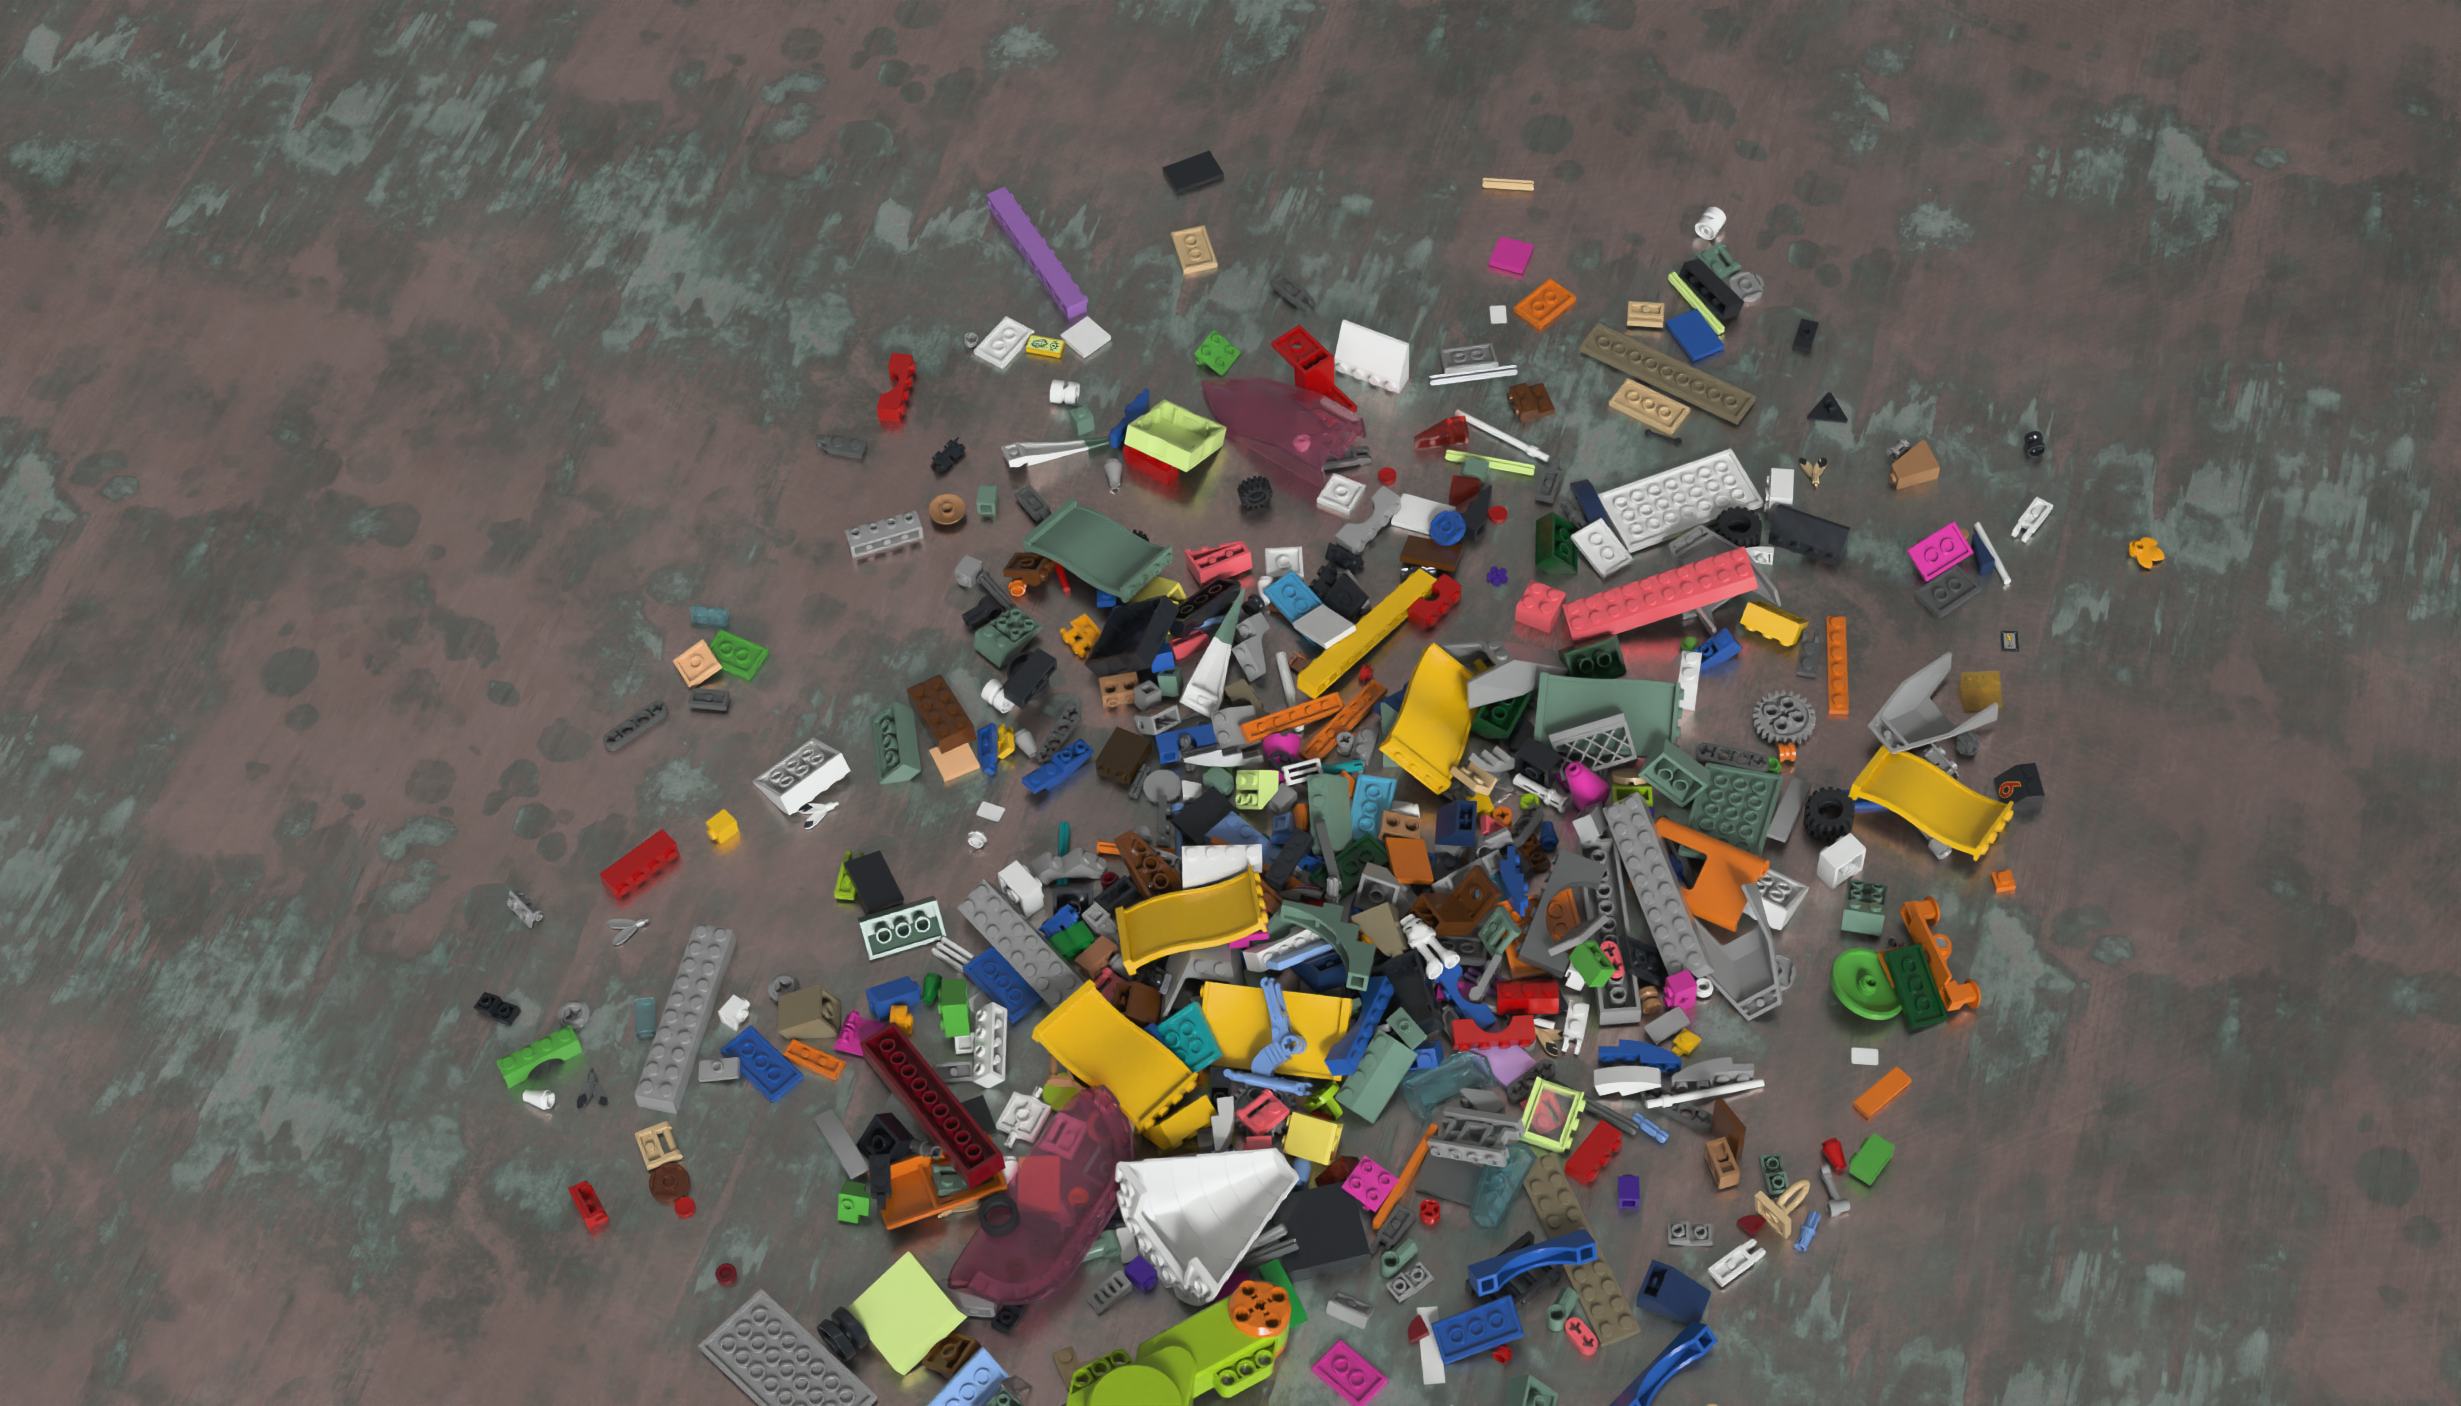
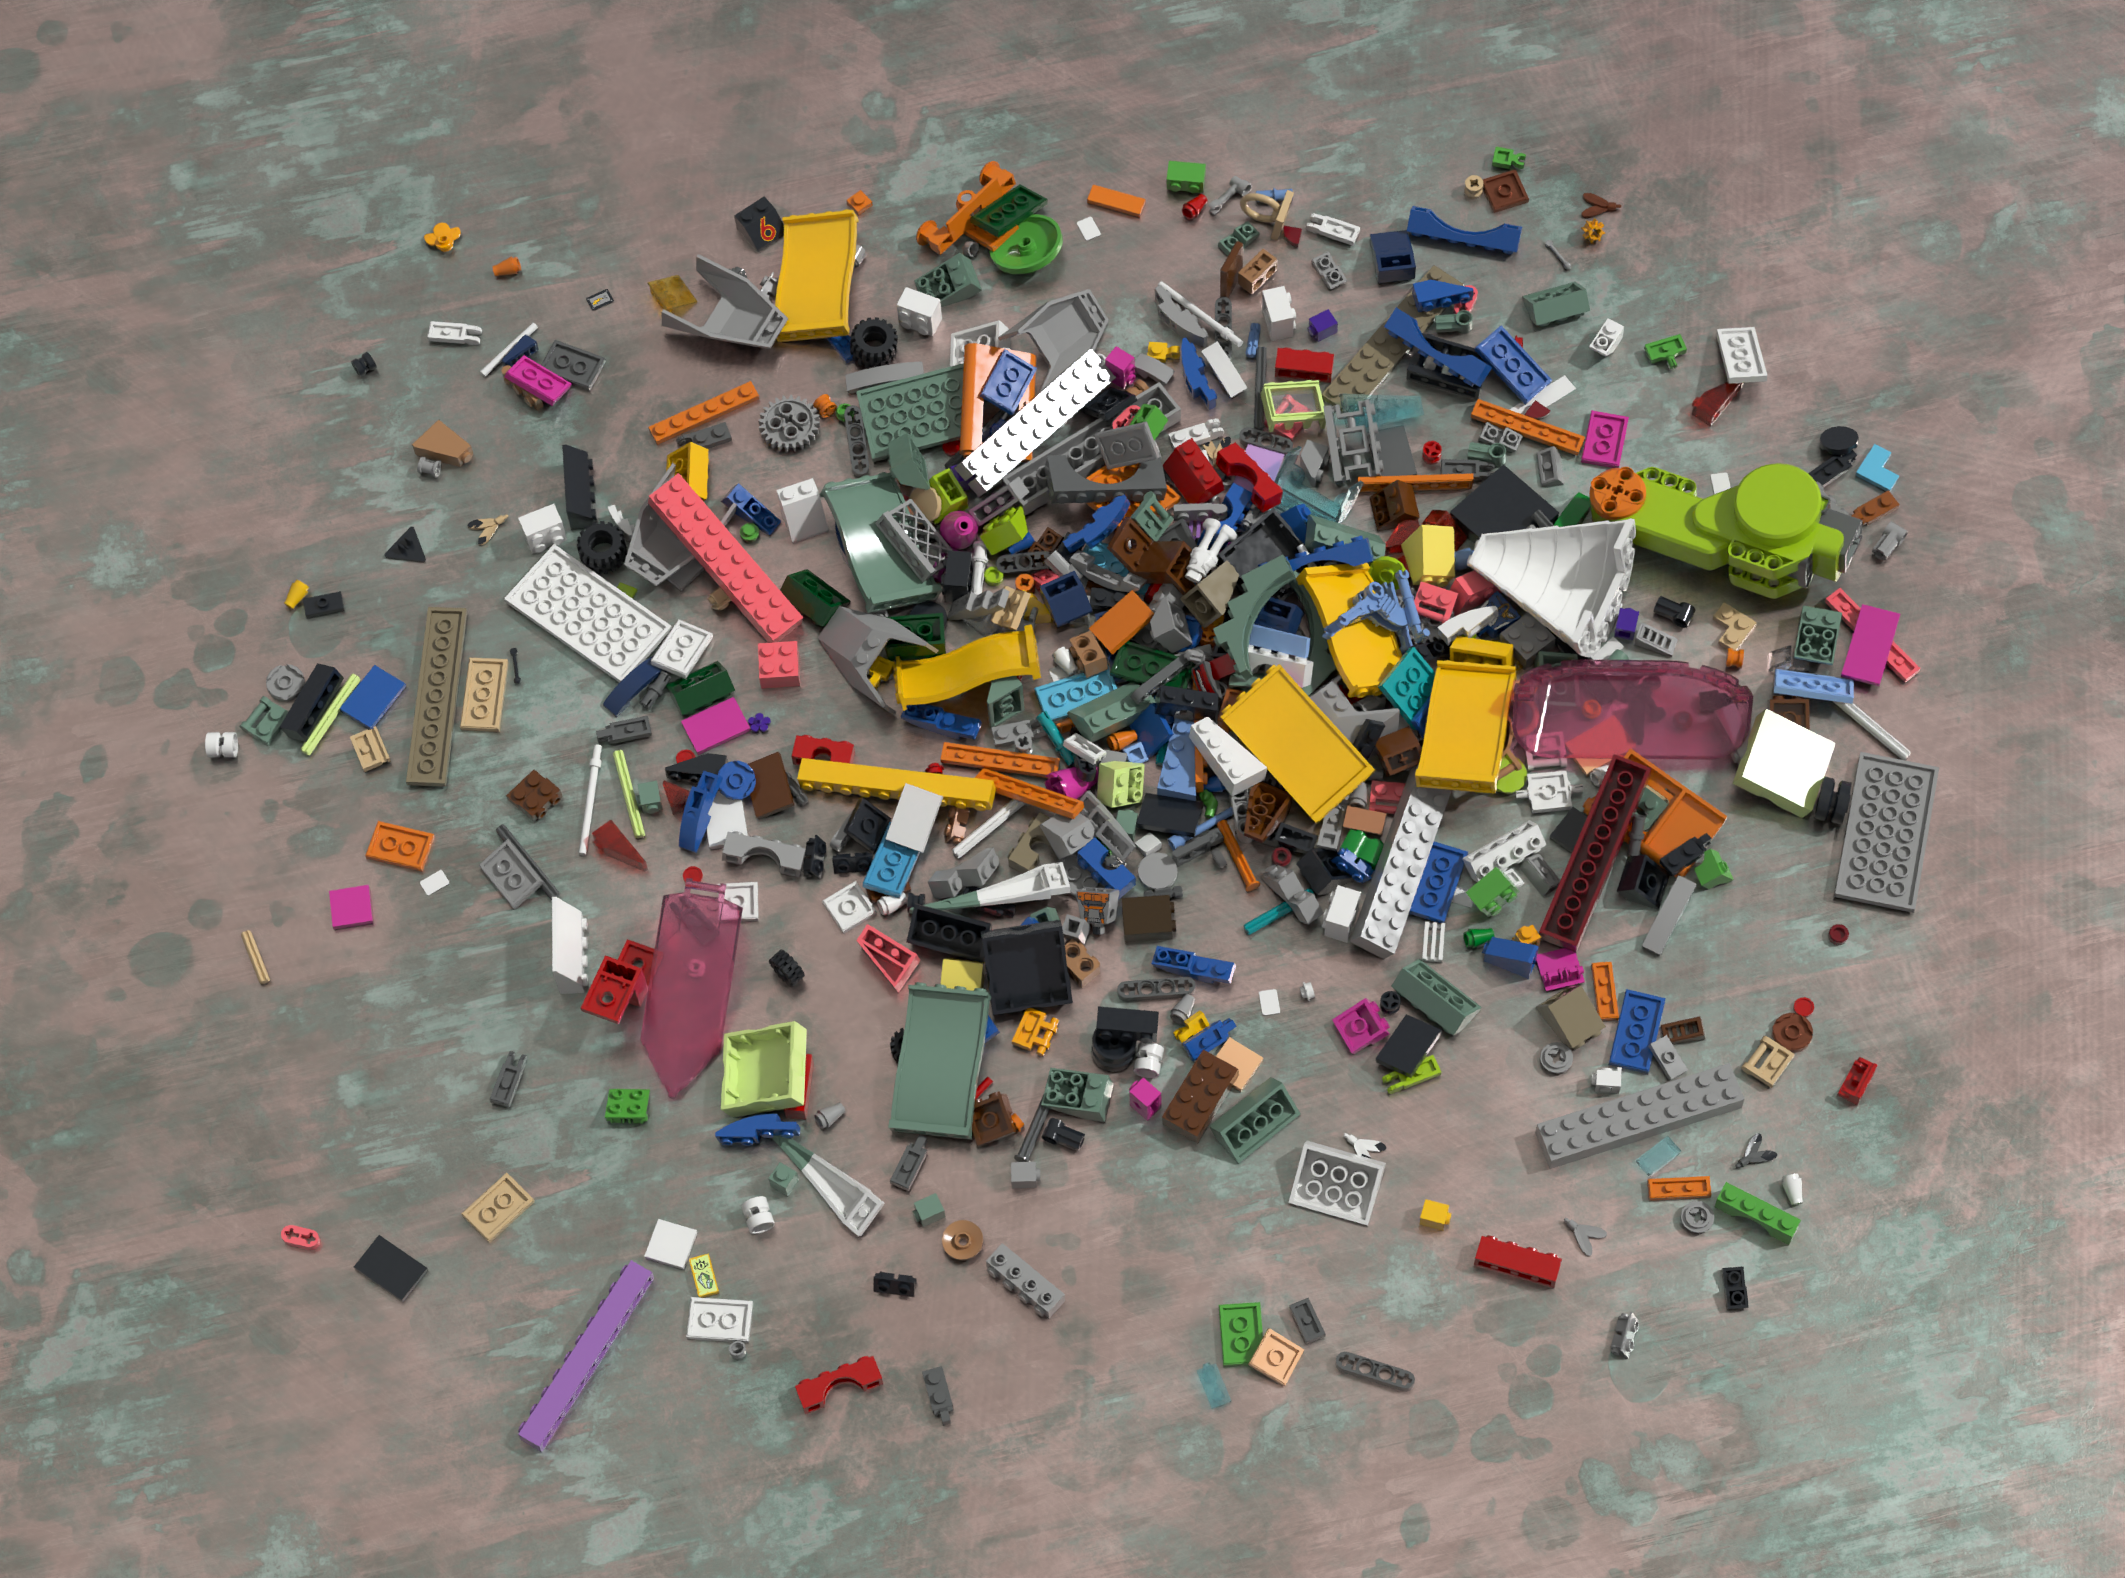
camera: 120 degrees left, 10 degrees up
(608, 1017) = (1679, 1188): none -> orange tile
(731, 1110) = (1700, 1035): none -> reddish brown slope
(916, 859) = (1361, 1025): none -> dark pink plate
(921, 886) = (1390, 998): none -> black wheel
(966, 672) = (1145, 1098): none -> dark pink brick
(1003, 1229) = (1652, 753): black tyre -> none
(1043, 1346) = (1734, 658): none -> orange wheel
(1122, 1326) = (1679, 613): none -> black piece
(1253, 133) = (298, 1241): none -> coral beam
(1353, 1138) = (1400, 534): none -> clear red slope
(1370, 1184) = (1443, 495): dark pink hinge -> none
(1391, 1147) = (1394, 505): none -> reddish brown slope
(1404, 1310) = (1528, 427): none -> orange plate
(1406, 1028) = (1294, 529): sand green plate -> none
(1436, 488) = (695, 814): none -> blue slope
(1514, 544) = (715, 726): none -> dark pink tile
(1558, 820) = (1004, 530): none -> lime slope
(1598, 1301) = (1437, 294): none -> blue slope
(1660, 1152) = (1278, 313): none -> white brick
(1711, 882) = (1008, 382): none -> tile
(1827, 321) = (296, 593): none -> yellow cone
(2082, 584) = (507, 267): none -> orange cone

